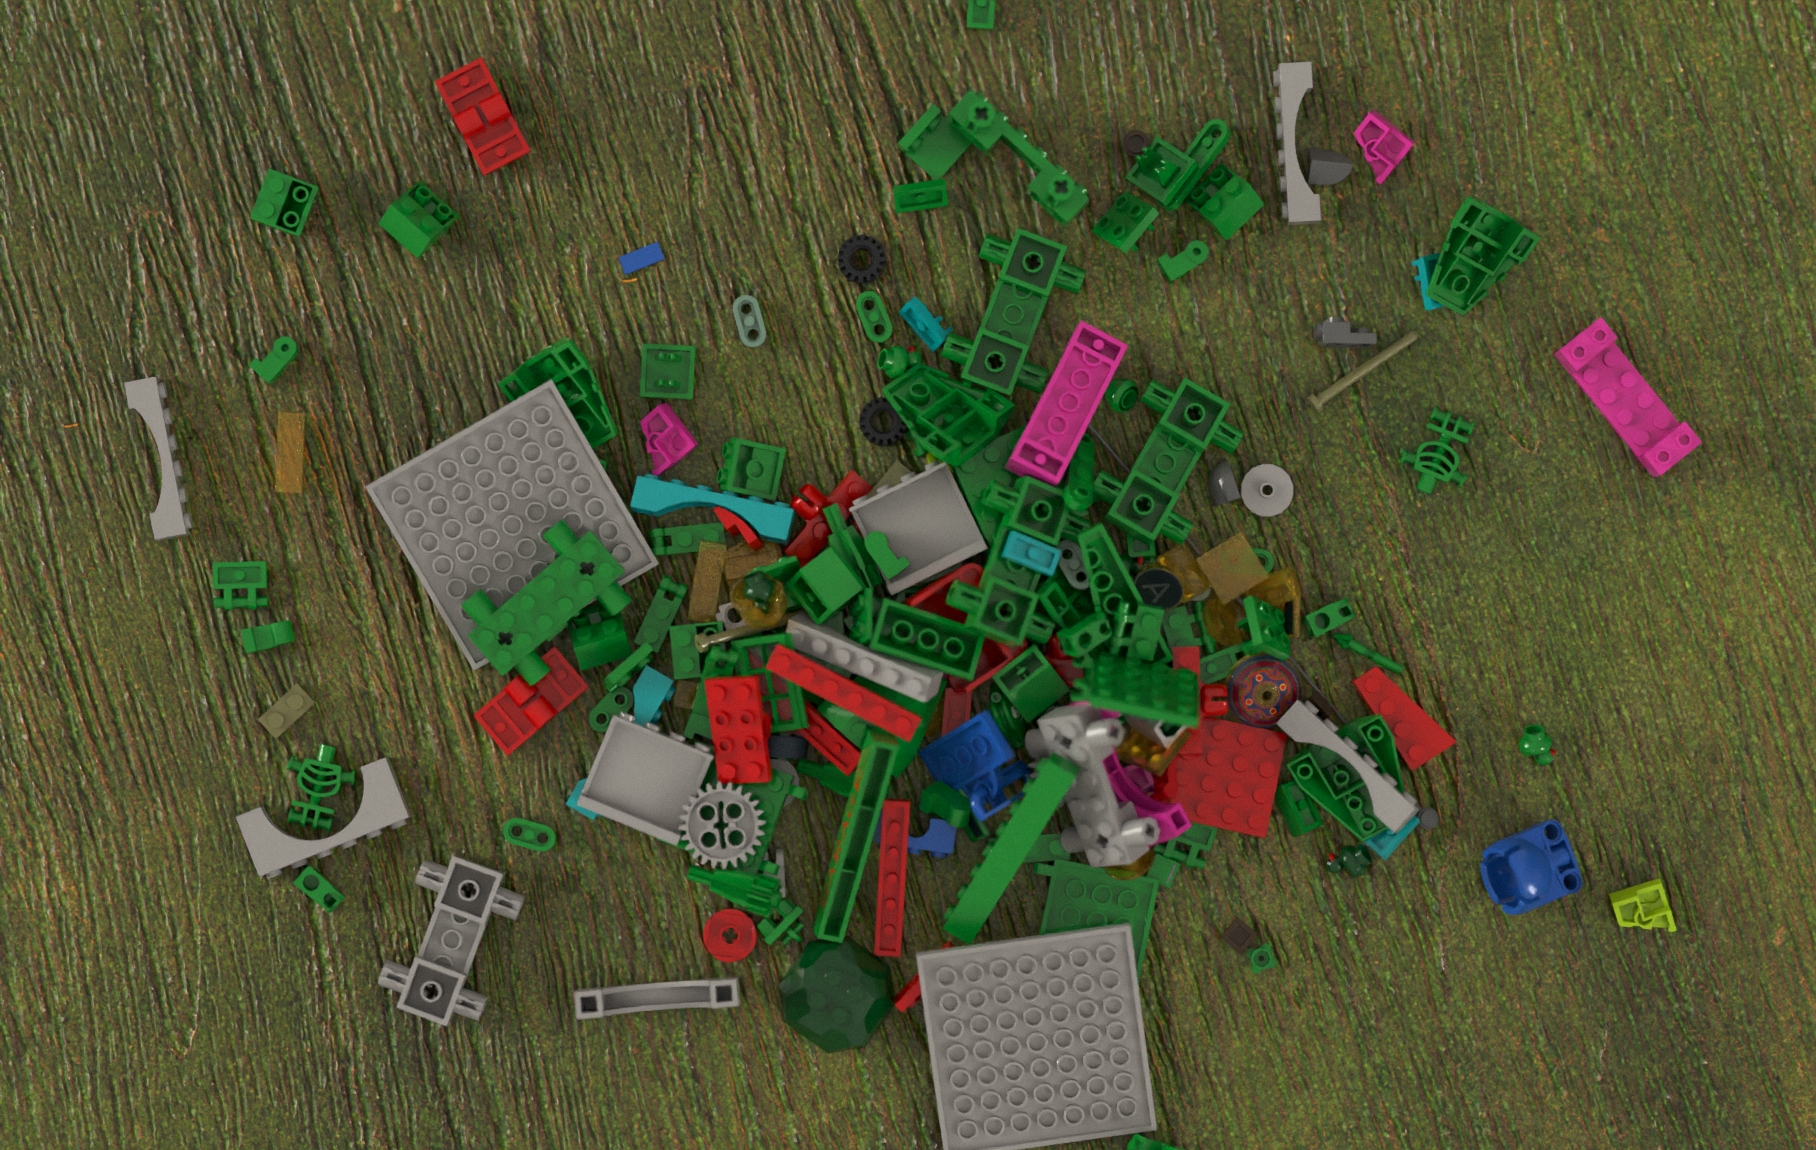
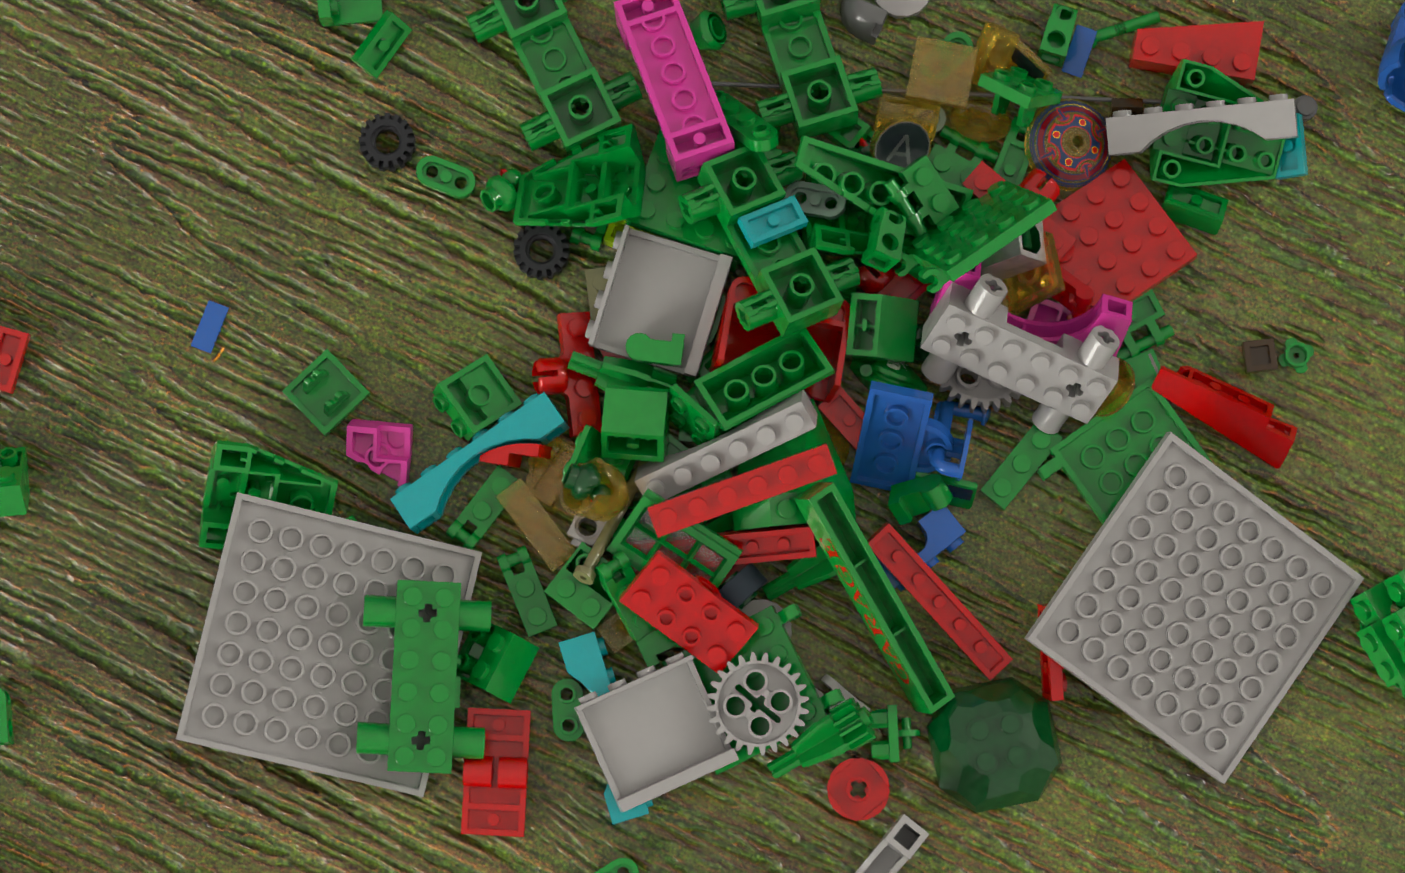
camera: 40 degrees left, 5 degrees down
(290, 452) = (86, 780): clear yellow plate -> none
(632, 664) = (546, 658): green plate -> none
(749, 321) = (350, 285): sand green plate -> none
(923, 323) = (491, 140): teal plate -> none
(1011, 847) = (1008, 473): green brick -> none
(1184, 948) = (1228, 411): none -> red wedge
(1330, 641) = (1079, 51): none -> blue window
(1352, 858) = (1283, 199): dark green animal -> none

